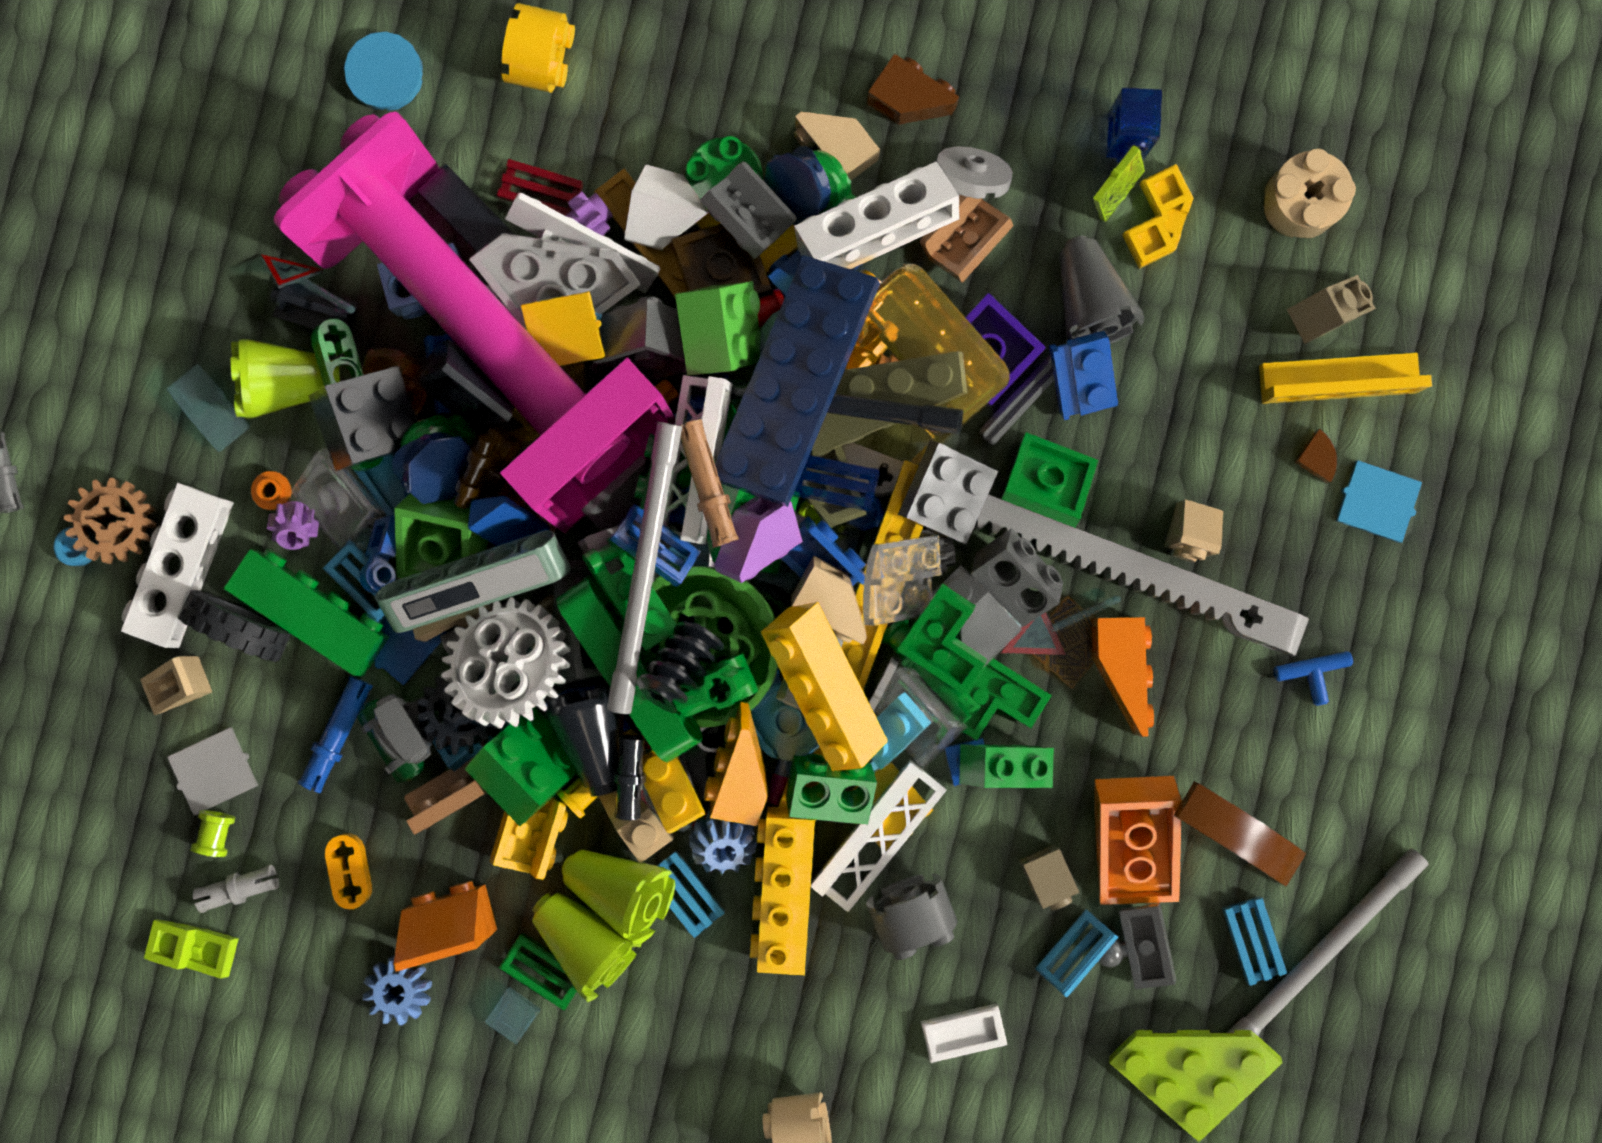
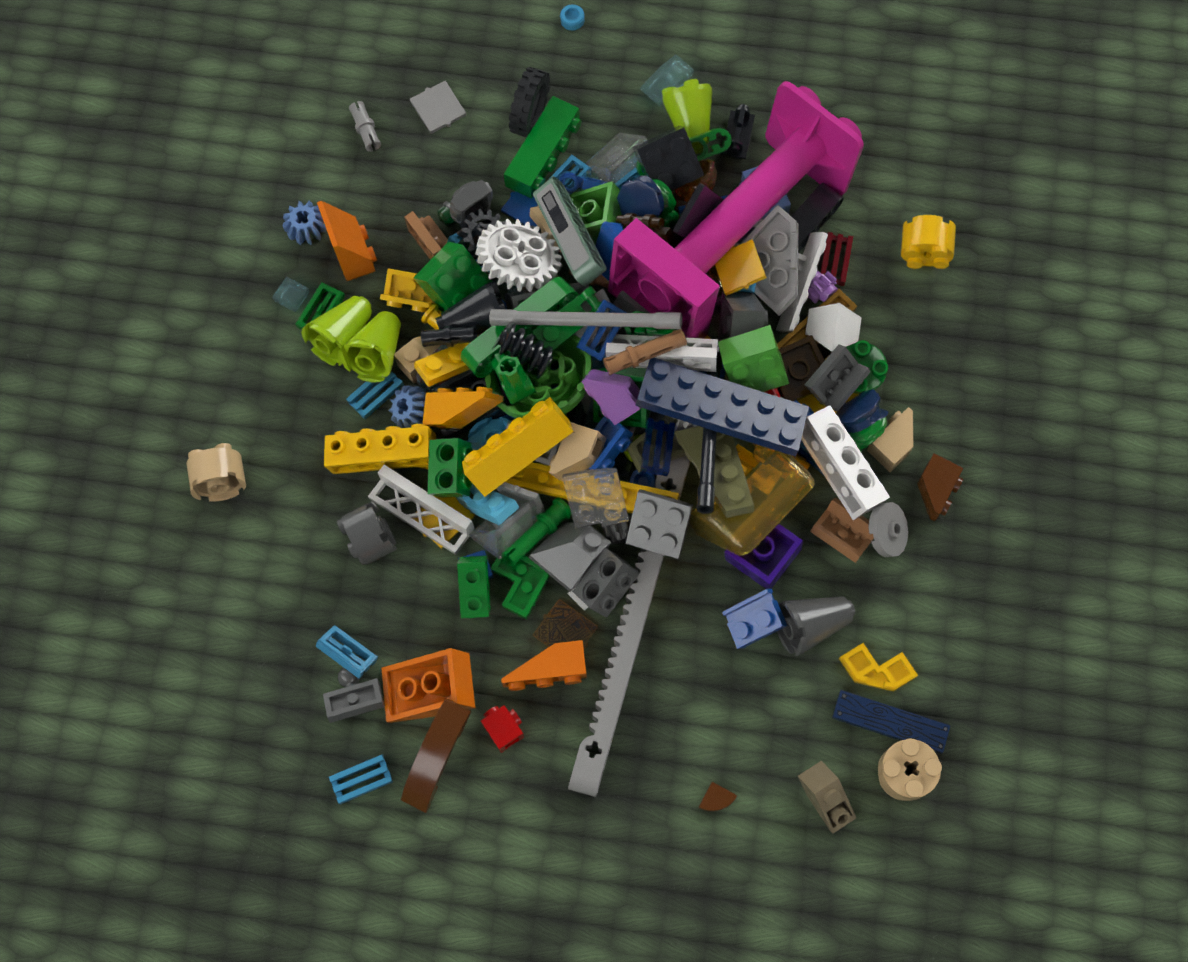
camera: 90 degrees right, 15 degrees down
(110, 537) = (579, 38): medium nougat gear -> none
(175, 683) = (492, 80): tan slope -> none
(191, 948) = (326, 105): lime slope -> none
(196, 555) = (573, 81): white brick -> none
(212, 833) = (398, 108): lime bush -> none
(282, 493) = (618, 126): orange plate -> none
(289, 272) = (760, 115): clear light blue piece -> none
(293, 525) = (597, 133): medium lavender gear -> none
(328, 748) = (456, 168): blue pin -> none
(339, 873) = (379, 189): light orange beam -> none
(383, 71) = (899, 158): dark azure tile -> none
(933, 640) = (553, 525): green plate -> none
(964, 1033) = (288, 581): white tile -> none
(1018, 402) = (727, 577): dark grey axle -> none
(1041, 635) = (568, 608): clear light blue piece -> none
(1049, 878) = (397, 627): dark tan brick -> none
(1050, 480) = (677, 601): green plate -> none
(1119, 183) = (895, 629): lime piece -> none
(1134, 121) = (939, 635): clear blue brick -> none
(1195, 531) = (651, 705): tan slope -> none
(1195, 1072) = (265, 741): lime plate -> none
(1203, 739) = (502, 727): none -> red brick
(1234, 210) = (890, 721): none -> dark blue tile
(1314, 670) = (559, 807): blue piece -> none
(1341, 378) = (777, 810): yellow fence -> none
(1378, 501) = (688, 848): dark azure piece -> none
(1395, 880) = (410, 880): light grey piece -> none

